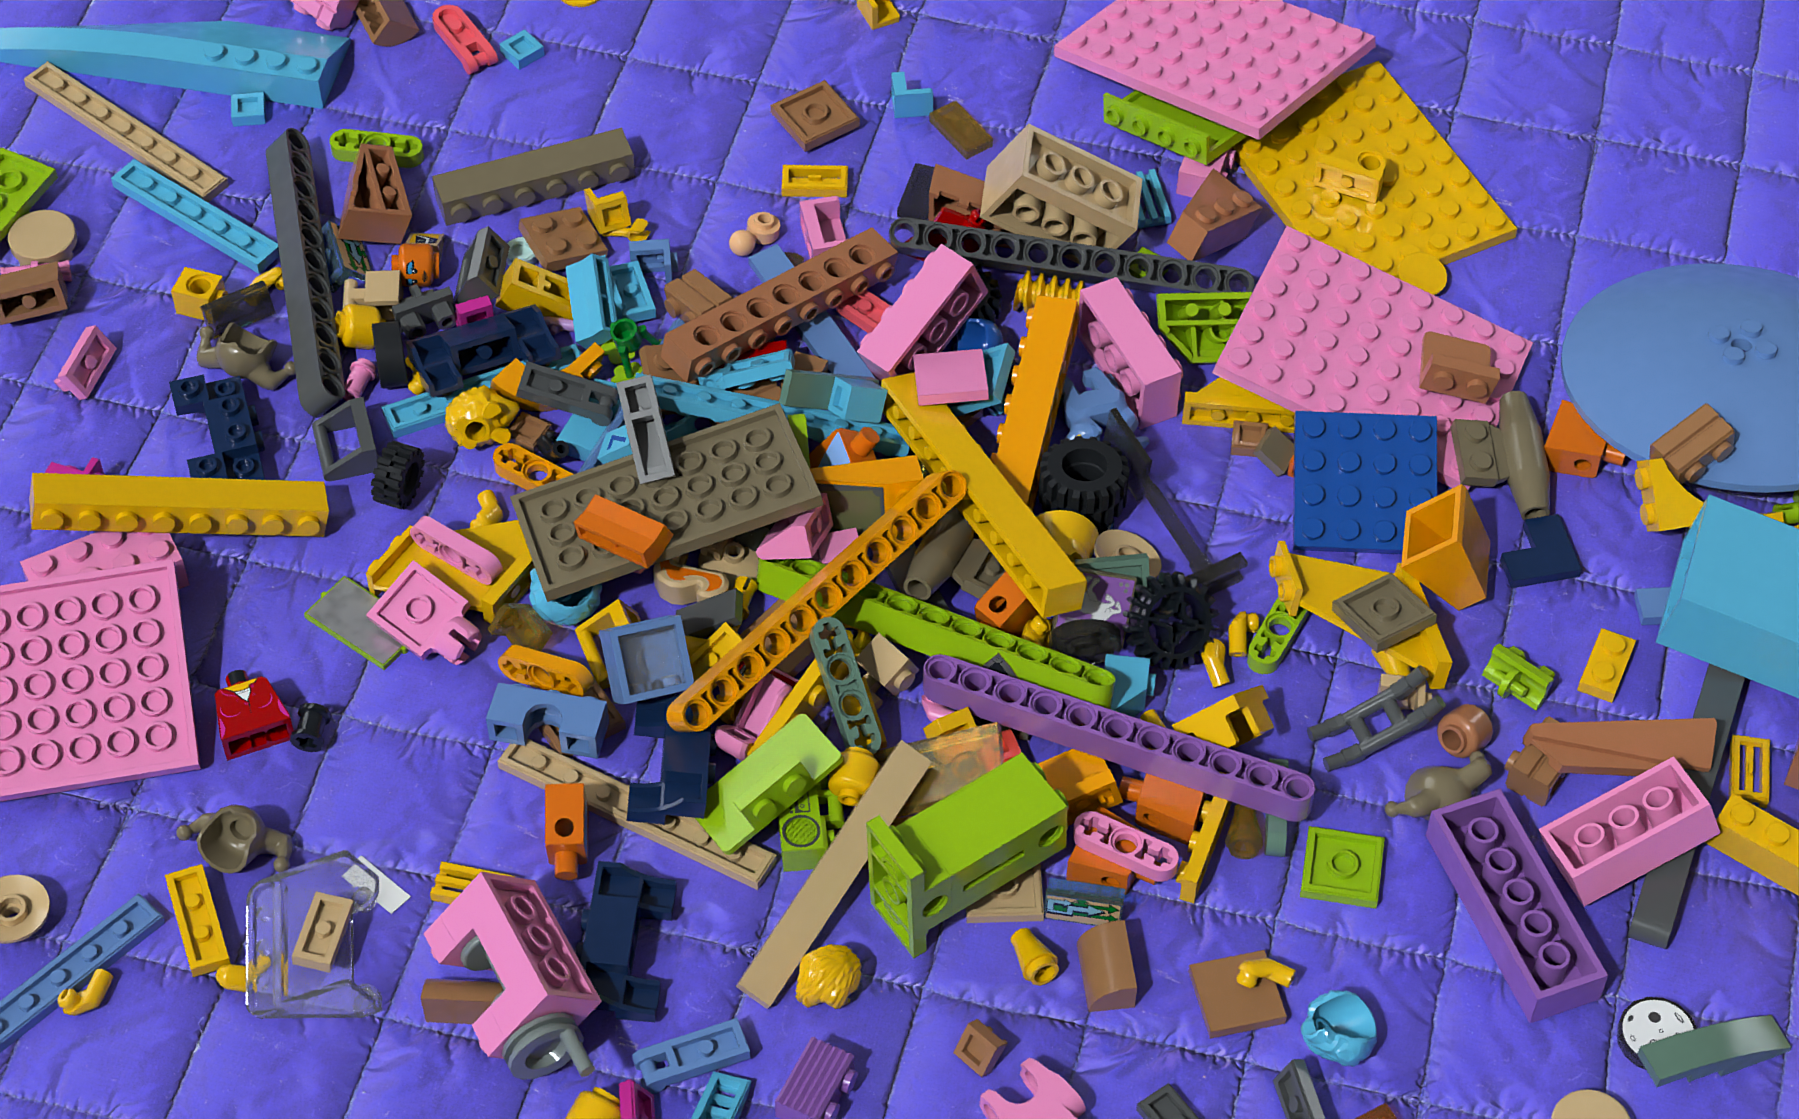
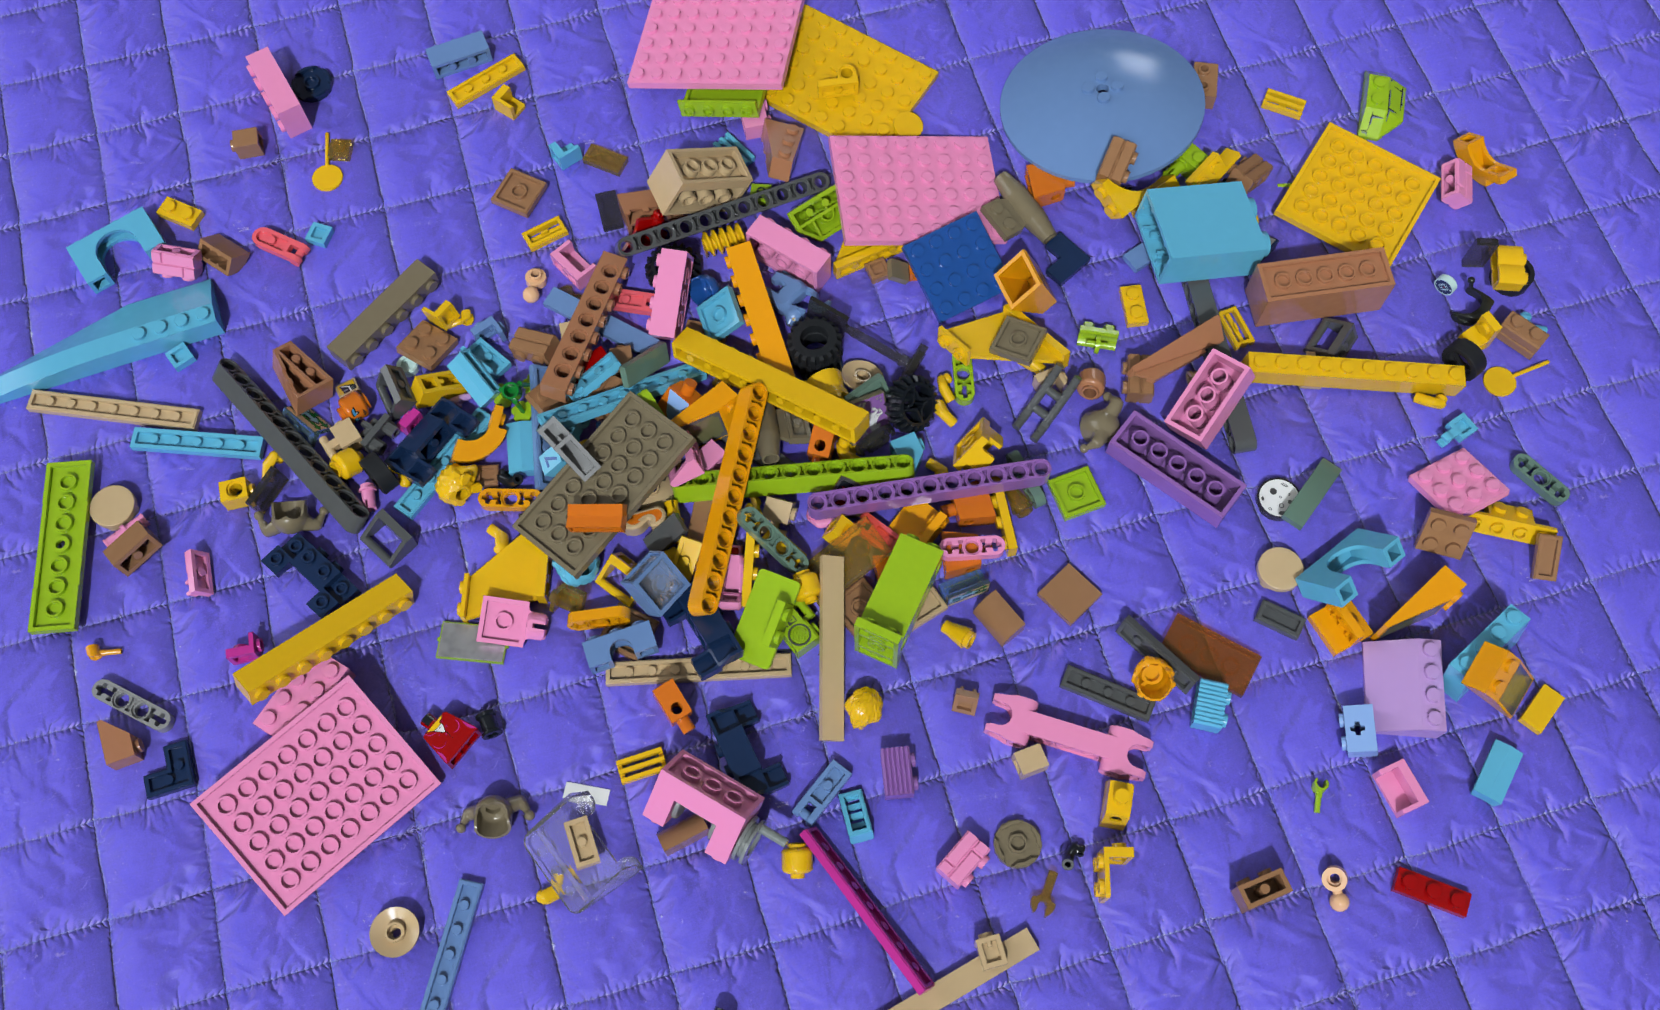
camera: 30 degrees left, 15 degrees up
(88, 999) = (474, 957): yellow arm -> none
(197, 920) = (504, 874): yellow plate -> none
(397, 475) = (435, 545): black tyre -> none
(400, 143) = (268, 339): lime beam -> none
(456, 550) = (501, 574): bright pink beam -> none
(568, 393) = (500, 444): dark grey plate -> none
(857, 400) = (663, 361): medium azure panel -> none
(950, 377) = (709, 322): bright pink tile -> none
(1264, 968) = (1077, 575): yellow arm -> none
(1340, 1028) = (1135, 586): medium azure hair -> none
(1457, 367) = (965, 174): nougat bracket -> none

